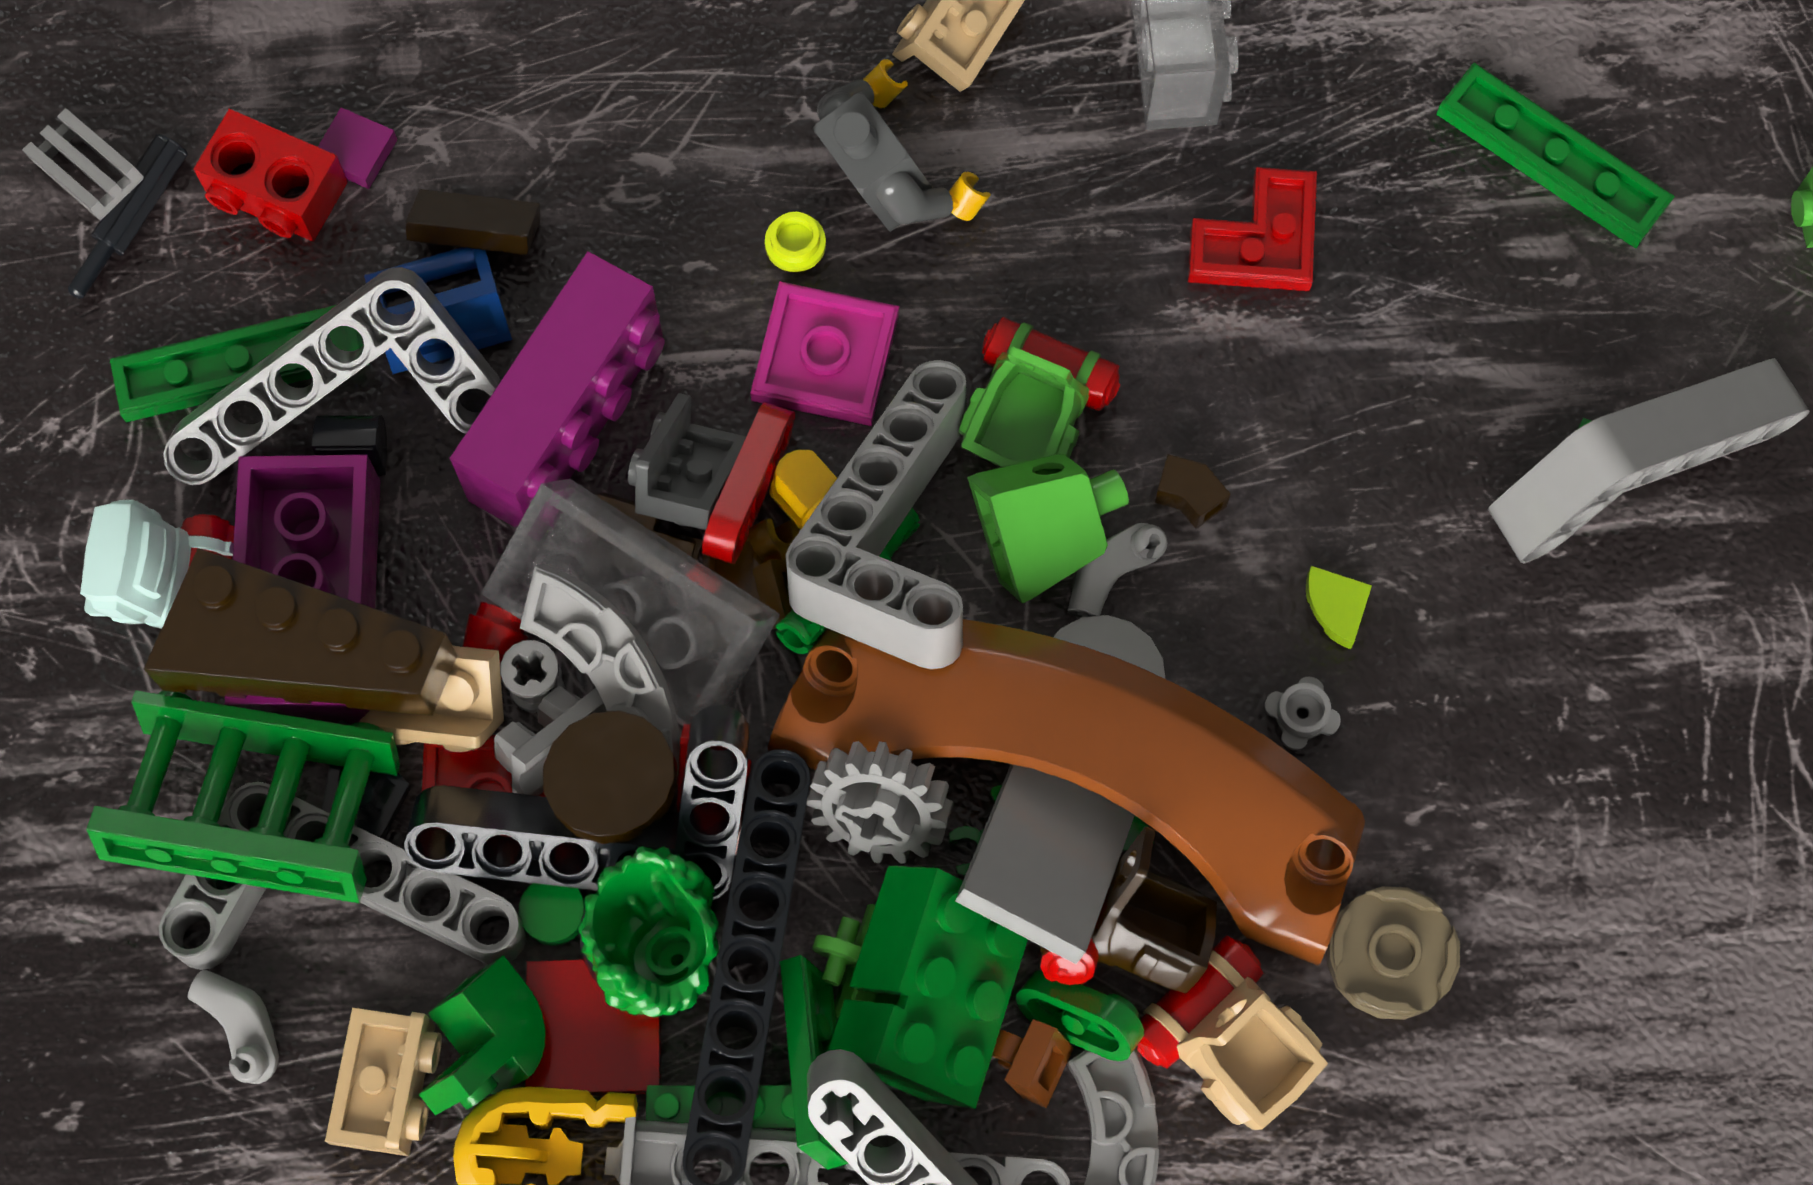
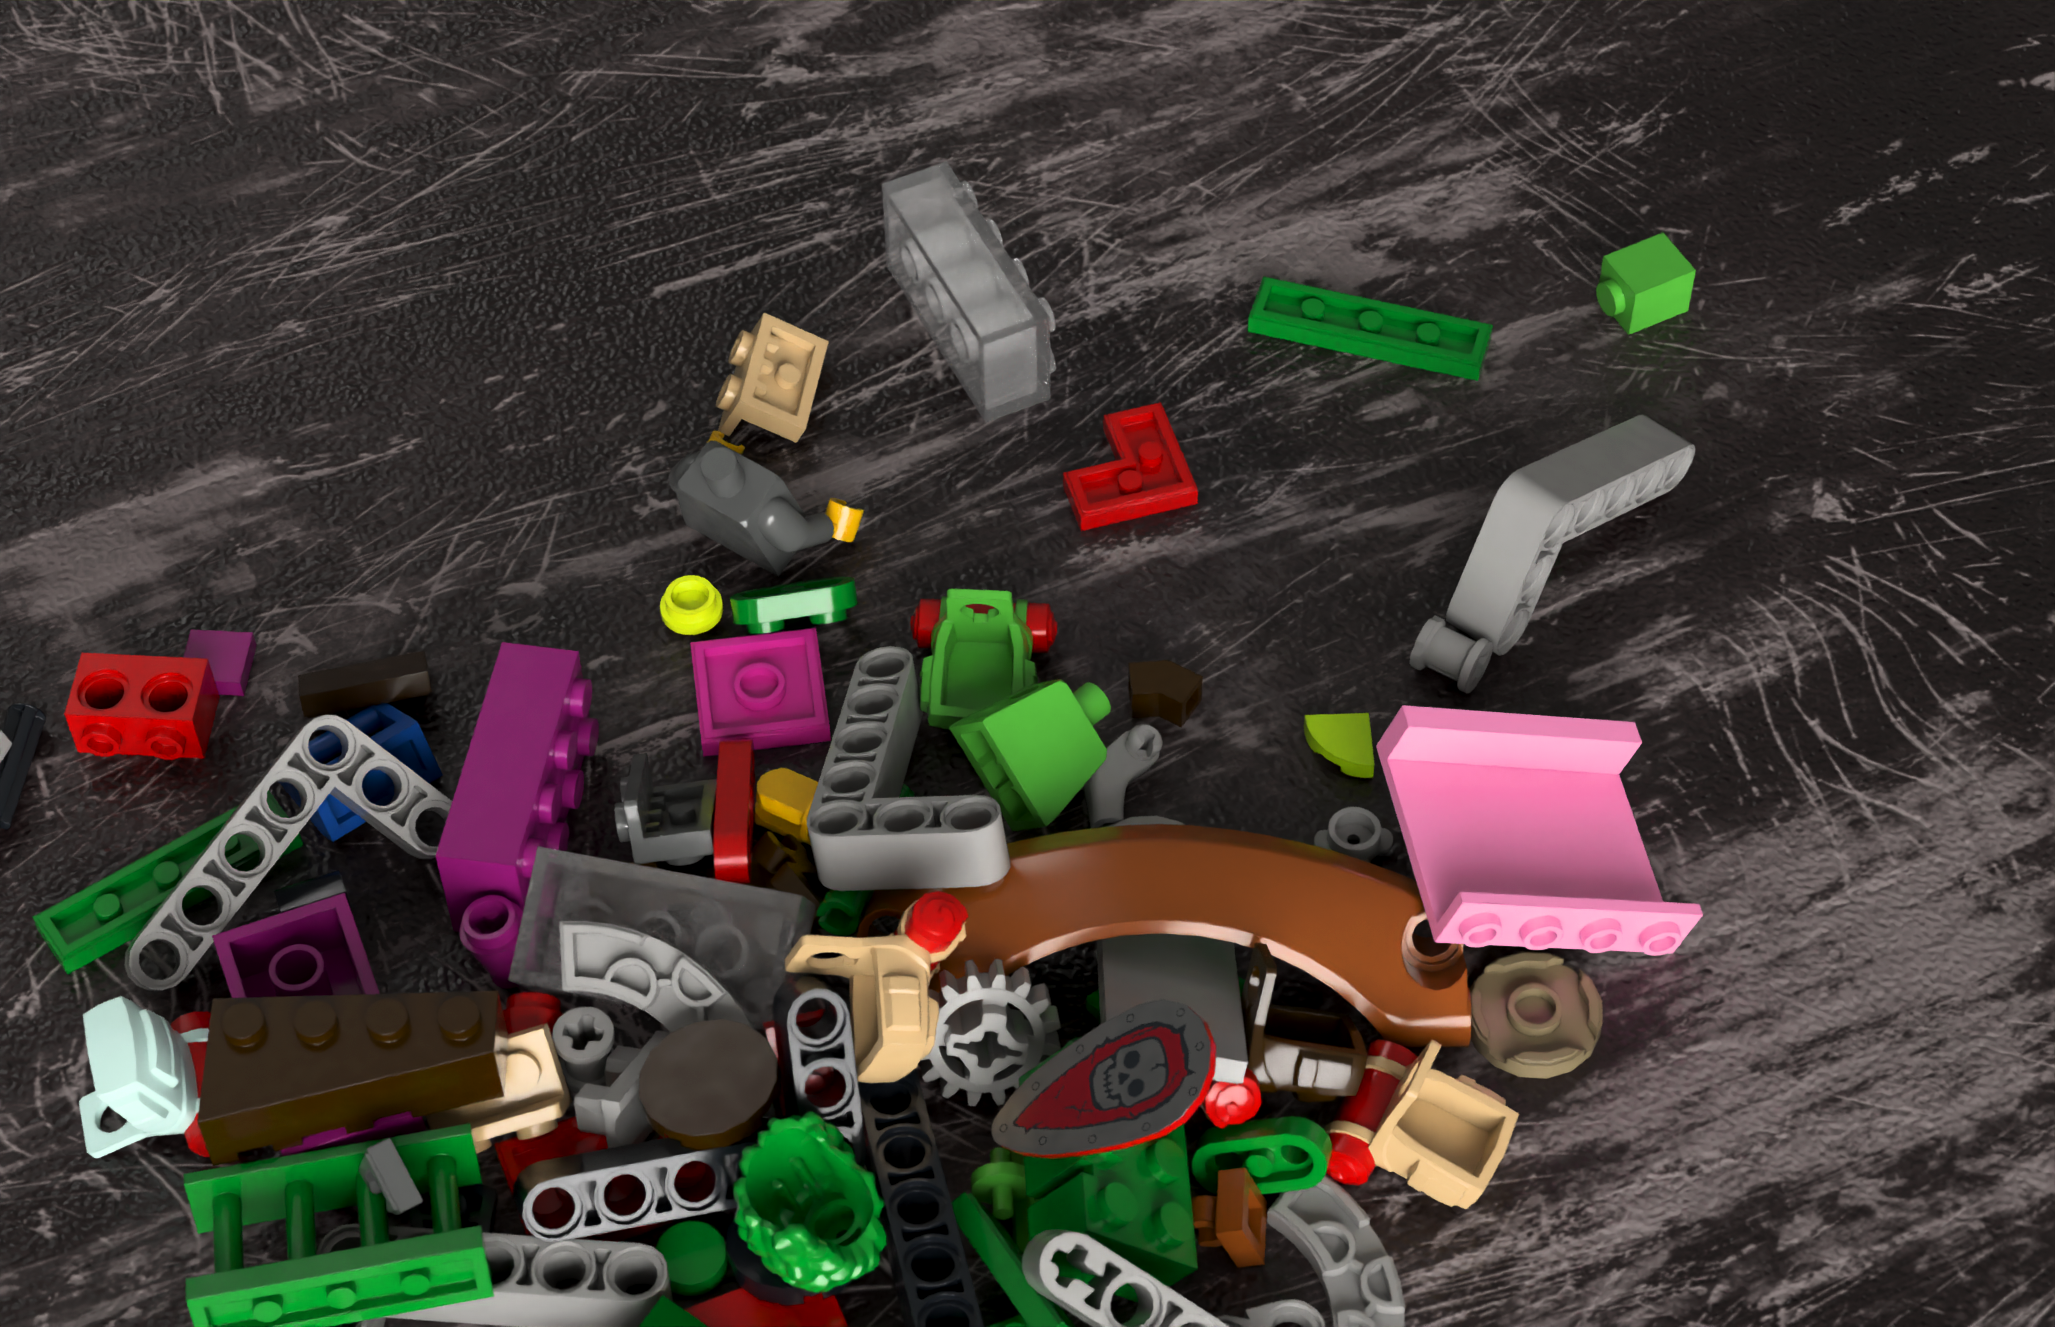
camera: 20 degrees left, 20 degrees down
(299, 773) = (386, 1173): none -> dark grey tile
(484, 534) = (491, 934): none -> magenta cone
(798, 748) = (890, 983): none -> tan piece
(888, 272) = (768, 607): none -> green plate
(950, 940) = (1113, 1085): none -> shield
(1457, 784) = (1526, 831): none -> bright pink panel
(1476, 551) = (1451, 654): none -> light grey bush

